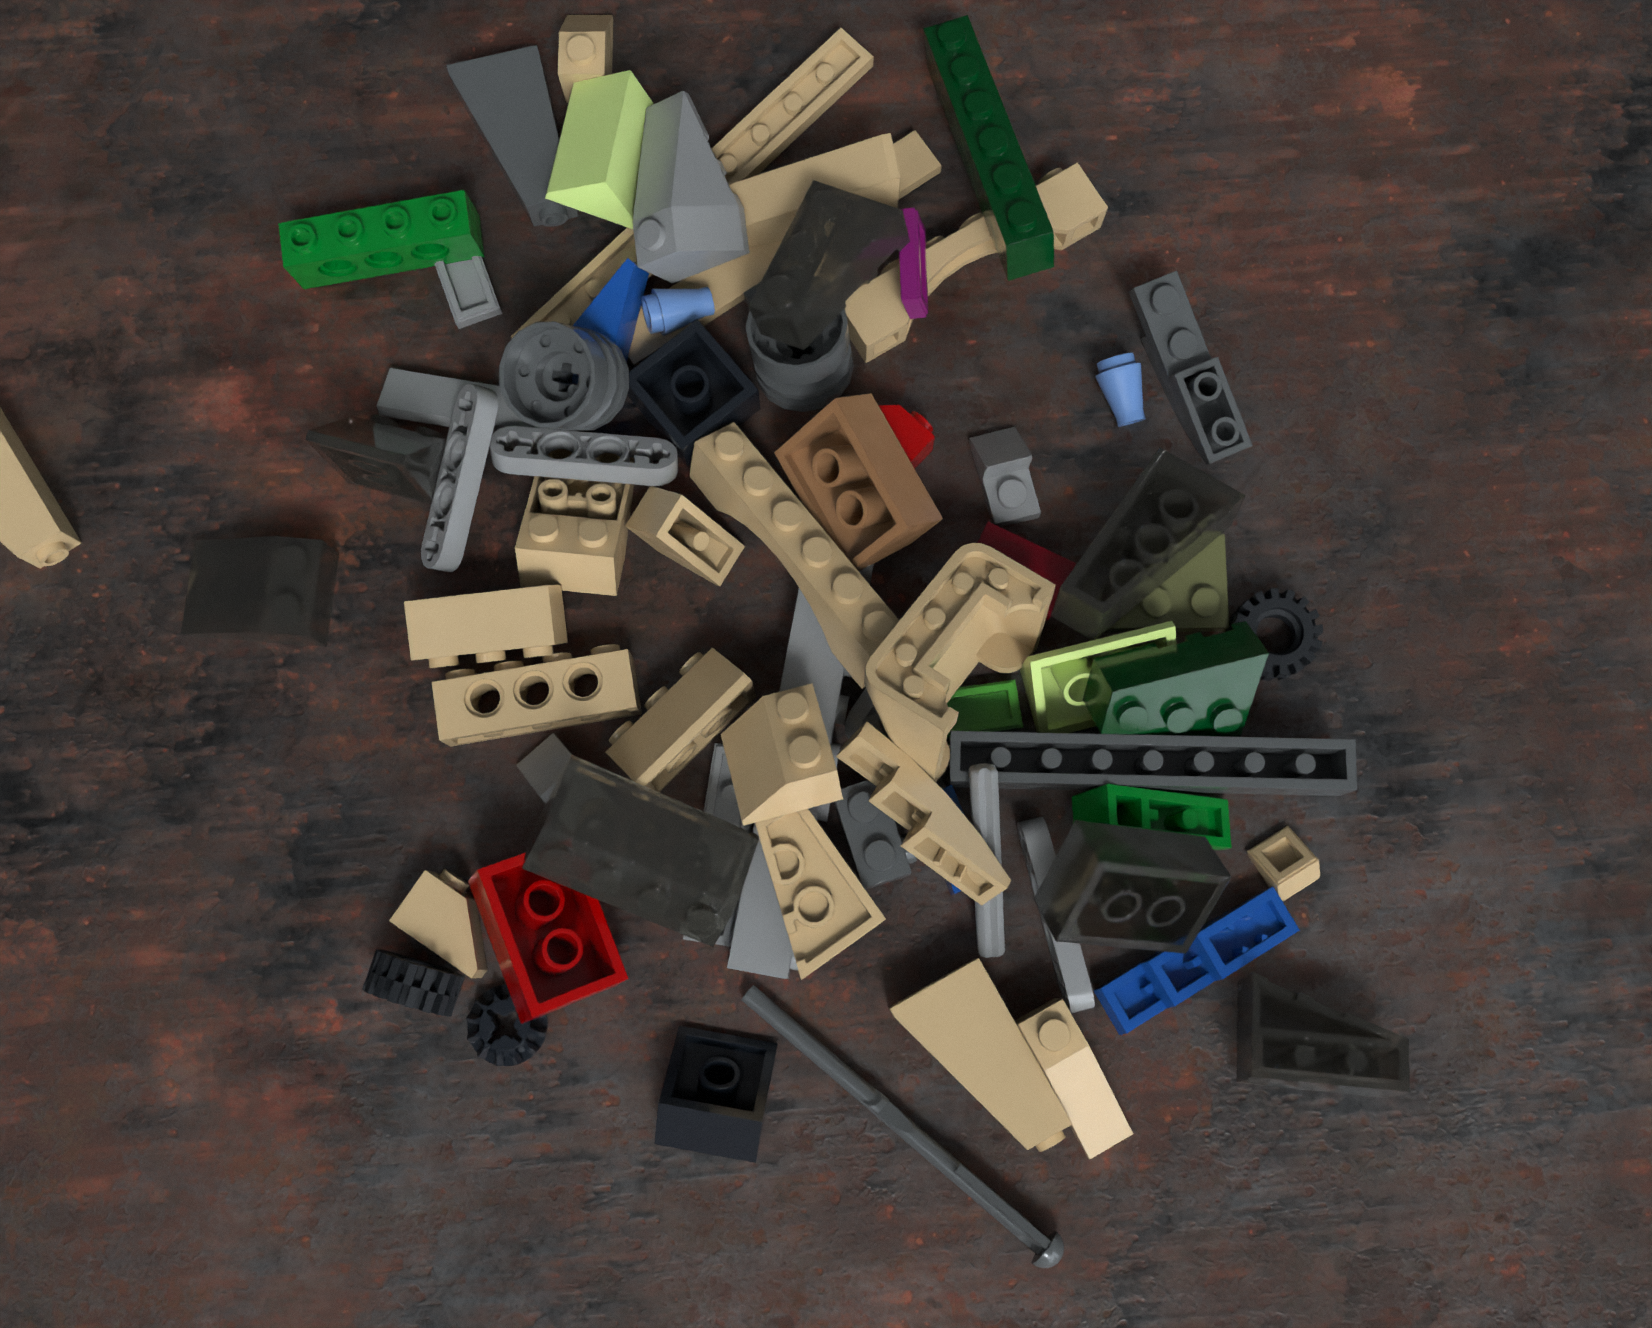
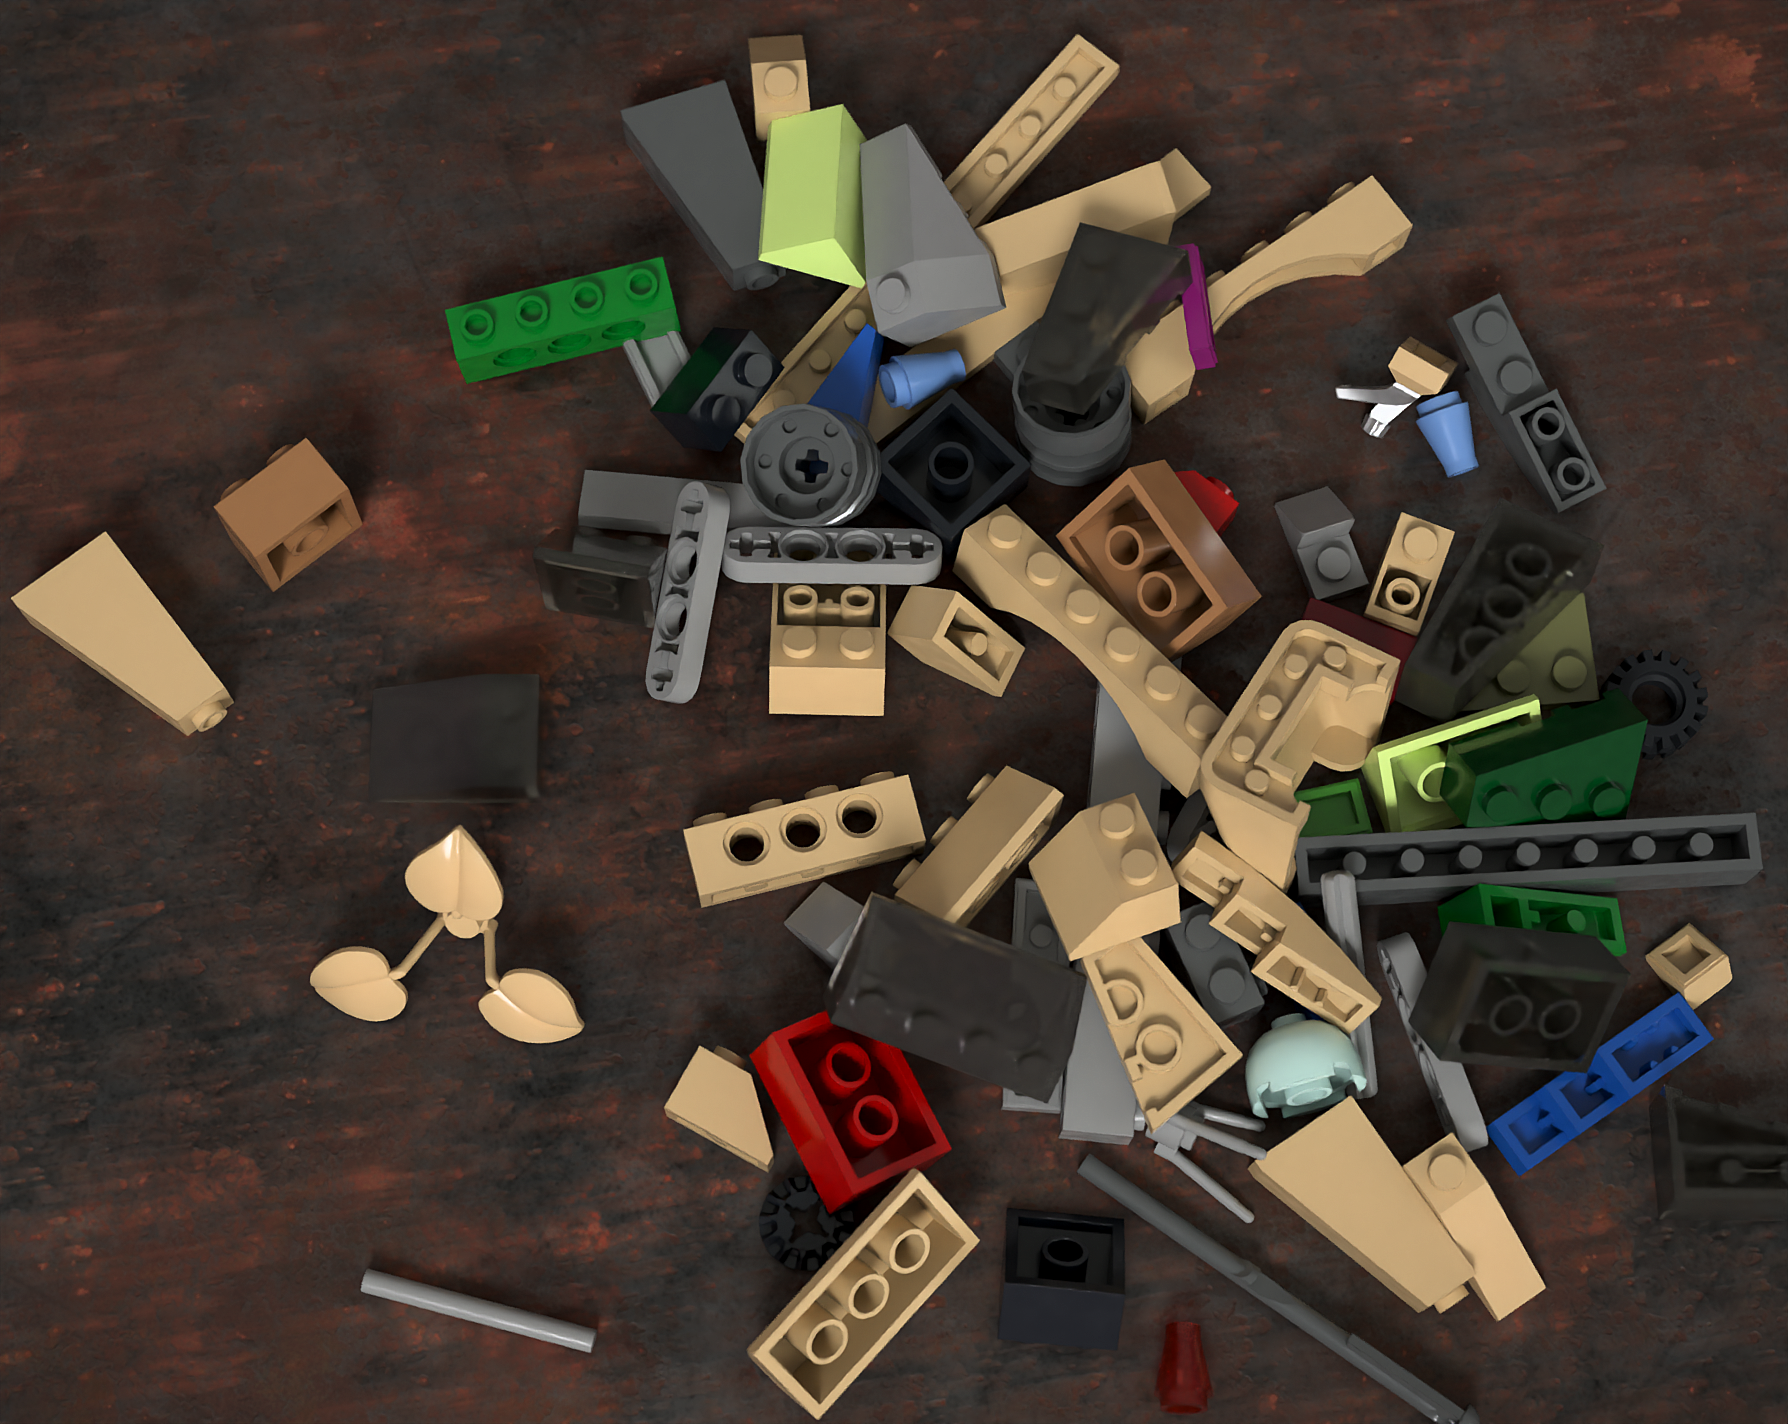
camera: 10 degrees left, 5 degrees down
(128, 387) = (288, 513): none -> medium nougat brick
(213, 715) = (467, 894): none -> tan plant
(223, 1077) = (479, 1310): none -> light grey bar
(413, 983) = (699, 1176): black tyre -> none
(486, 625) = (737, 759): tan brick -> none
(503, 305) = (717, 389): none -> black brick
(537, 1100) = (863, 1295): none -> tan slope
(812, 1184) = (1183, 1371): none -> clear red cone
(837, 972) = (1183, 1131): none -> light grey plant
(939, 927) = (1301, 1067): none -> light aqua cylinder
(989, 149) = (1269, 166): dark green brick -> none
(1074, 507) = (1408, 573): none -> tan slope
(1097, 333) = (1417, 373): none -> piece

